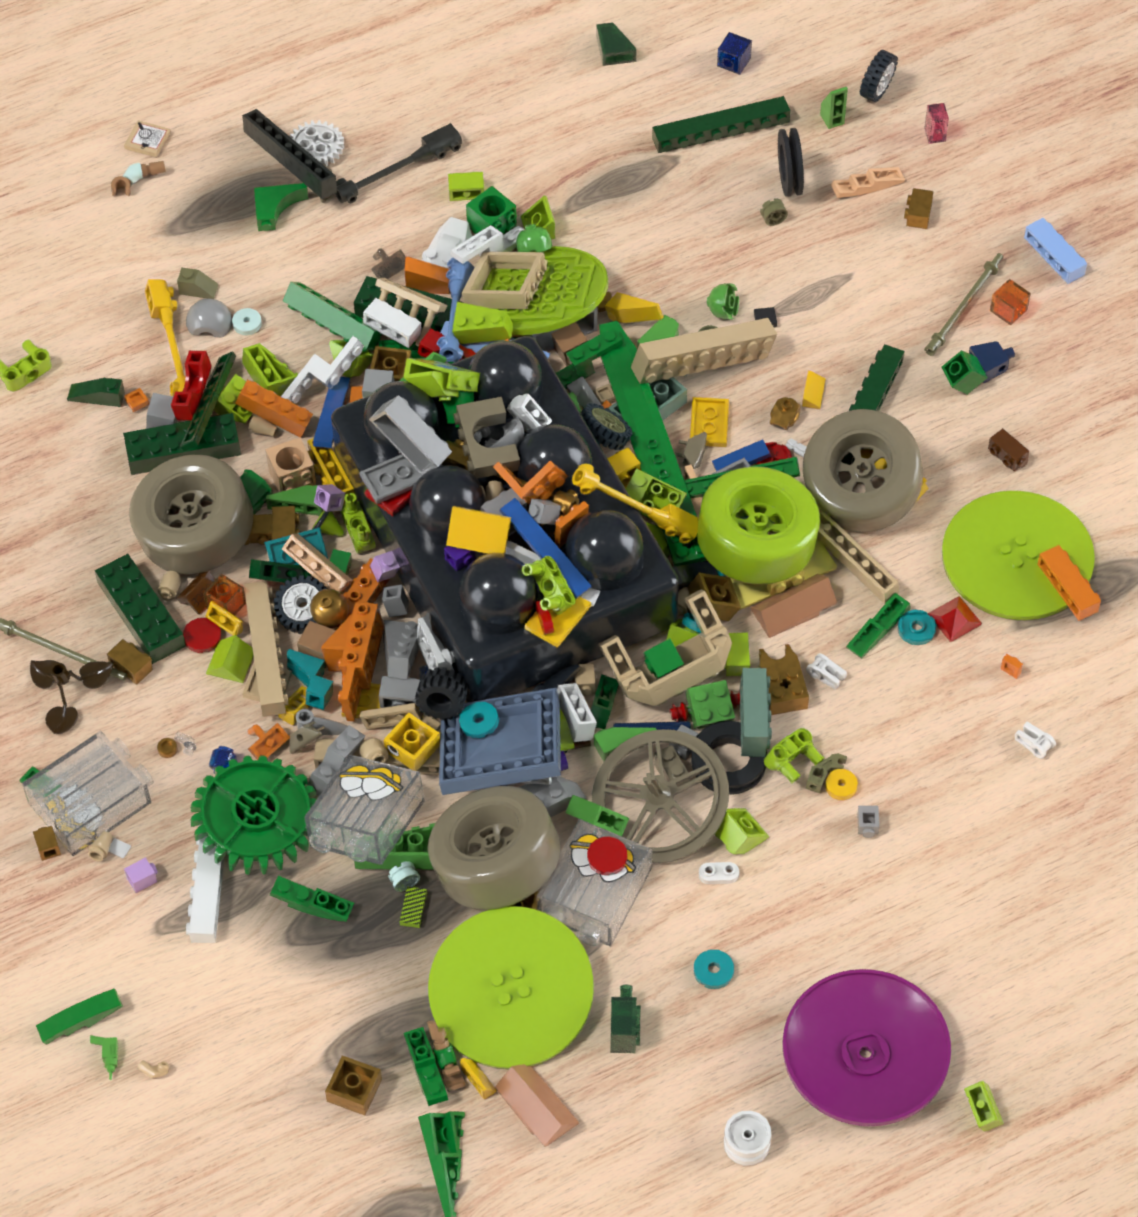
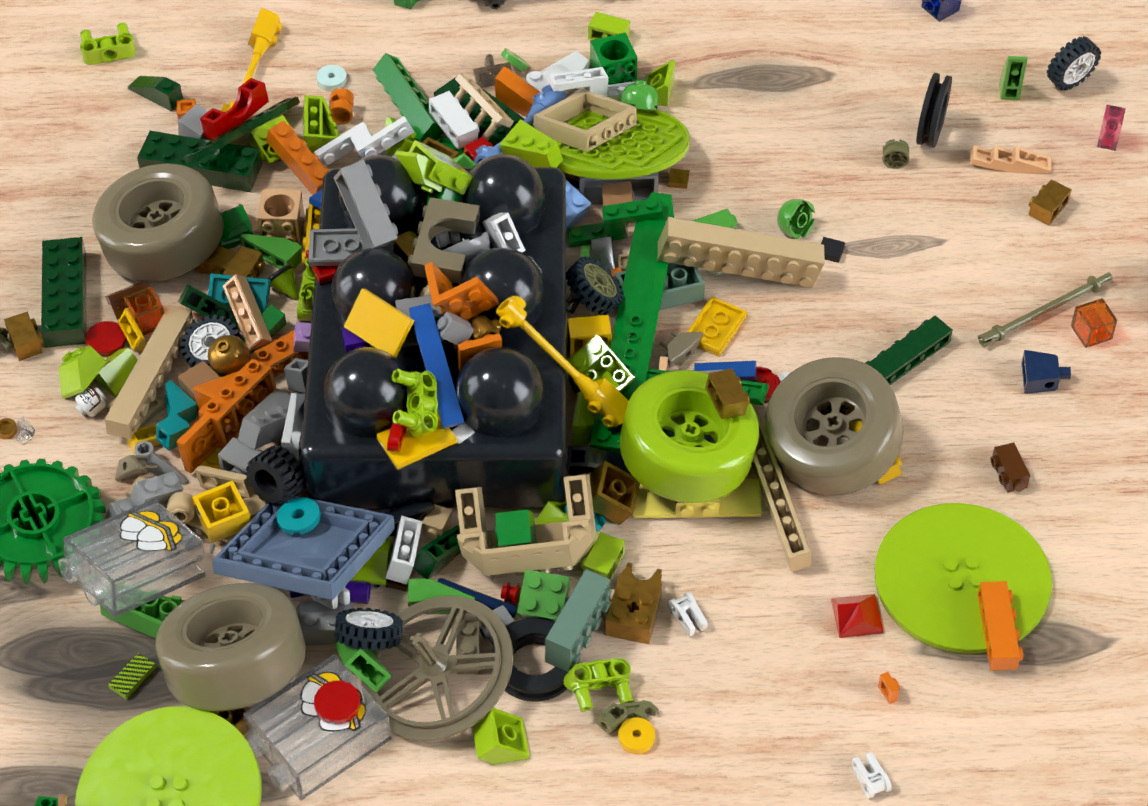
camera: 25 degrees right, 5 degrees down
(169, 585) = (105, 281): tan brick -> none
(196, 284) = (305, 28): olive slope -> none
(205, 673) = (79, 370): none -> lime slope
(210, 317) = (299, 61): light grey cylinder -> none
(221, 757) = (45, 452): clear blue head -> none
(228, 695) = (90, 401): none -> white head
(262, 426) = (283, 173): tan cone -> none
(268, 741) = (98, 459): orange plate -> none
(275, 342) = (341, 105): none -> orange wheel
(311, 901) = (37, 626): green slope -> none
(329, 497) = (294, 255): lavender brick -> none
(403, 245) = (514, 59): none -> bright green piece
(404, 876) = (138, 640): light aqua wheel -> none
(521, 553) = (412, 361): white tile -> none
(594, 787) = (368, 628): none -> black wheel
(632, 309) = (697, 192): yellow slope -> none
(719, 873) = (453, 773): white plate -> none
(721, 124) = (891, 57): dark green brick -> none
(778, 478) = (727, 393): none -> pearl gold brick
(785, 412) = (796, 345): pearl gold hand -> none
(794, 605) = (694, 535): nougat slope -> none
(813, 390) = (838, 334): yellow slope -> none
(868, 820) = (640, 784): light grey brick -> none
(879, 626) = (767, 592): green slope -> none
(913, 636) = (807, 618): teal tile -> none
(964, 372) = (1003, 372): green head -> none

